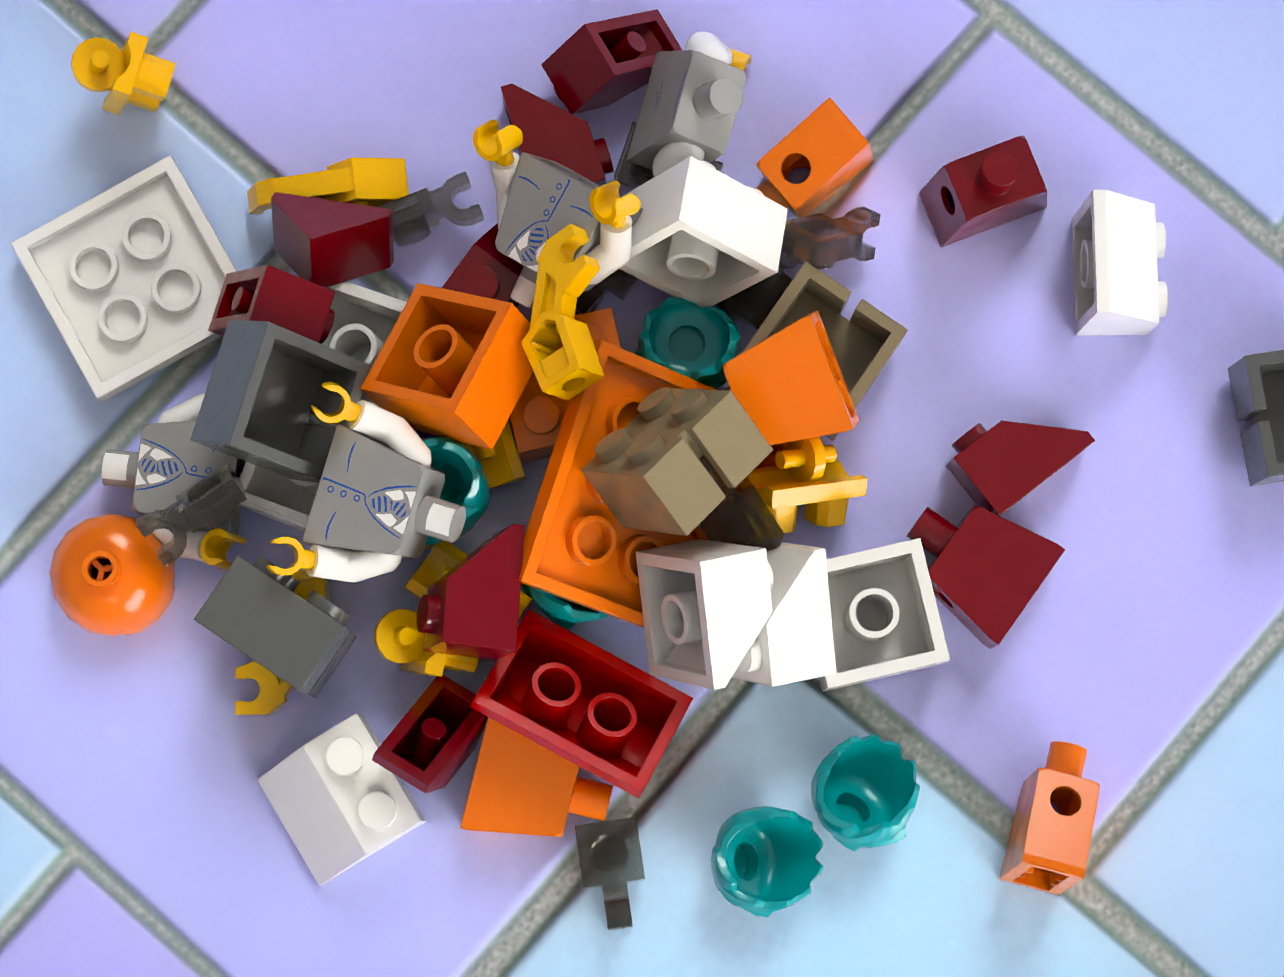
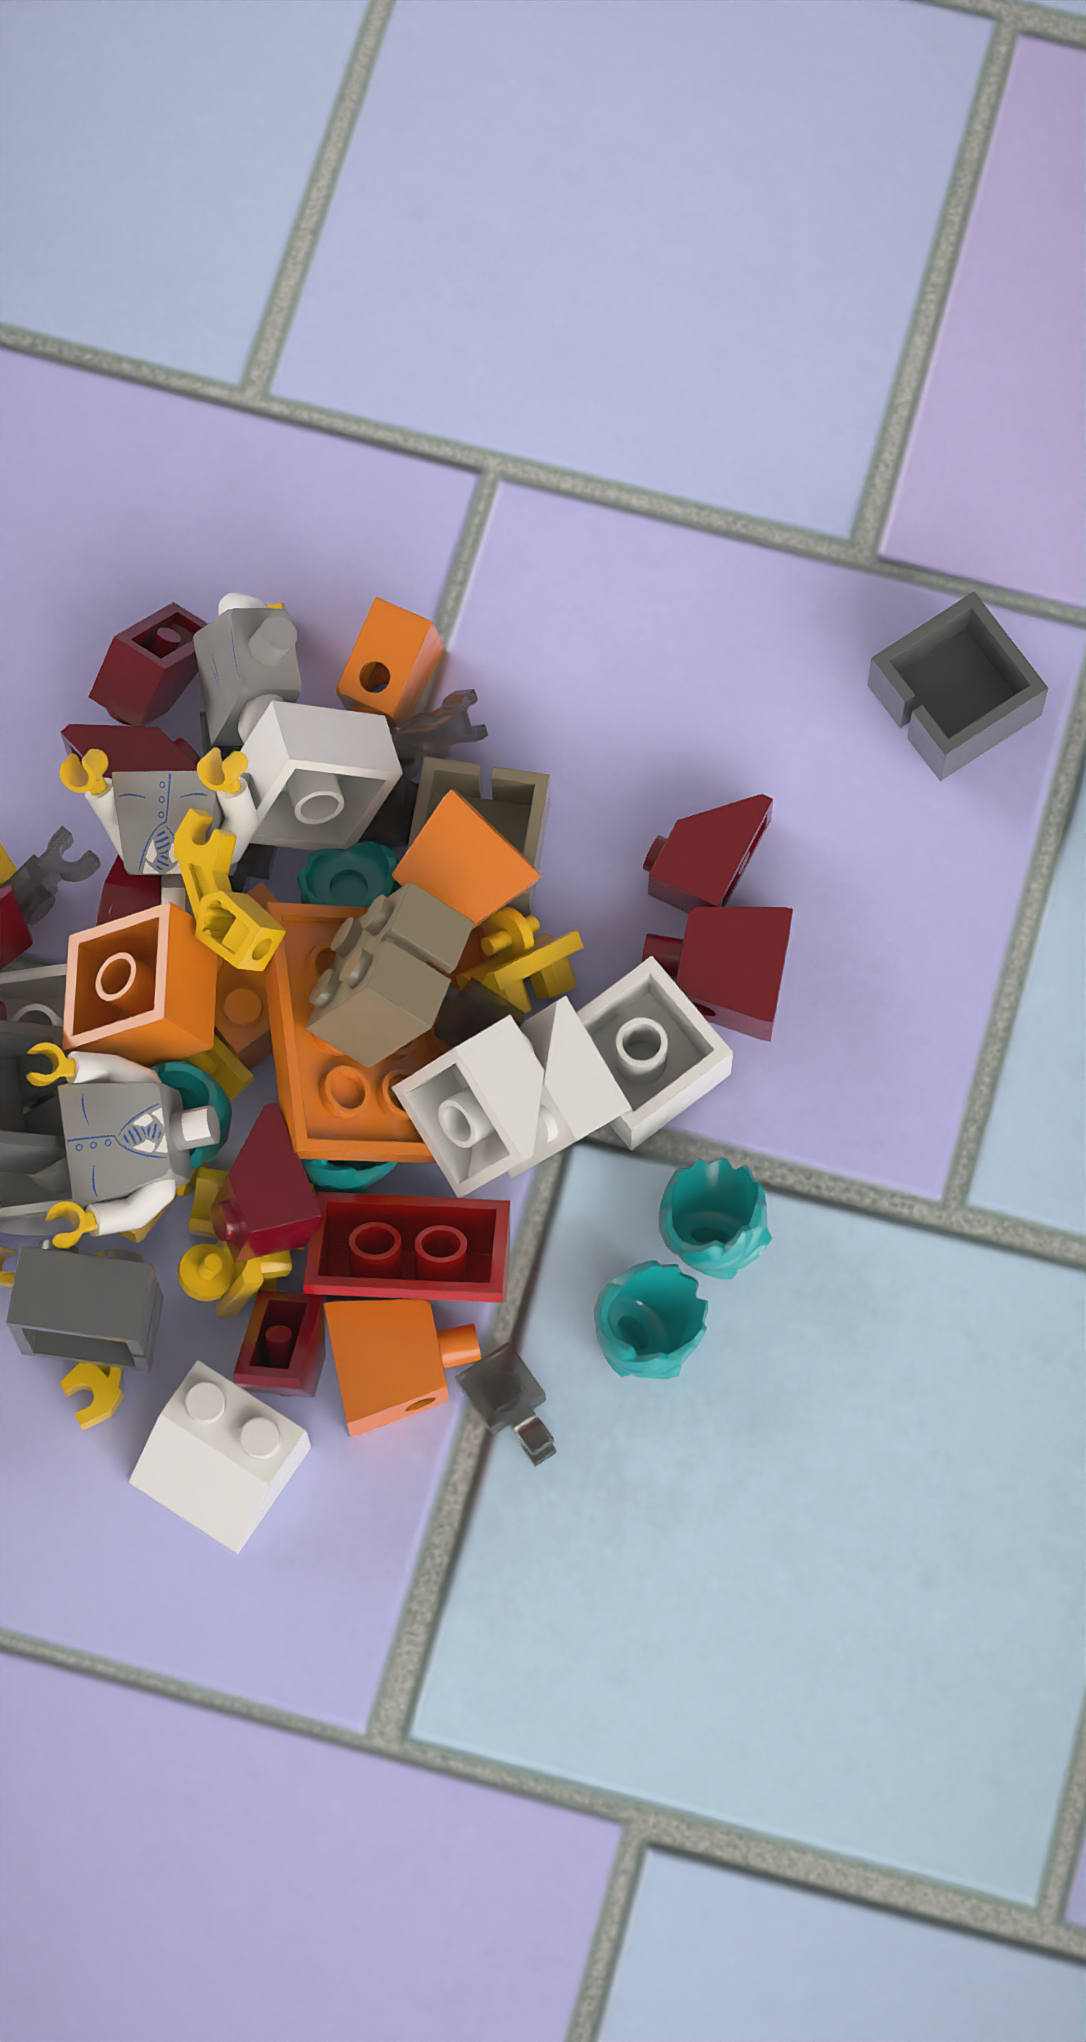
camera: 20 degrees left, 10 degrees down
(986, 190) = (569, 620): dark red torso -> none
(1048, 847) = (903, 1166): orange torso -> none
(1117, 266) = (717, 636): white slope -> none

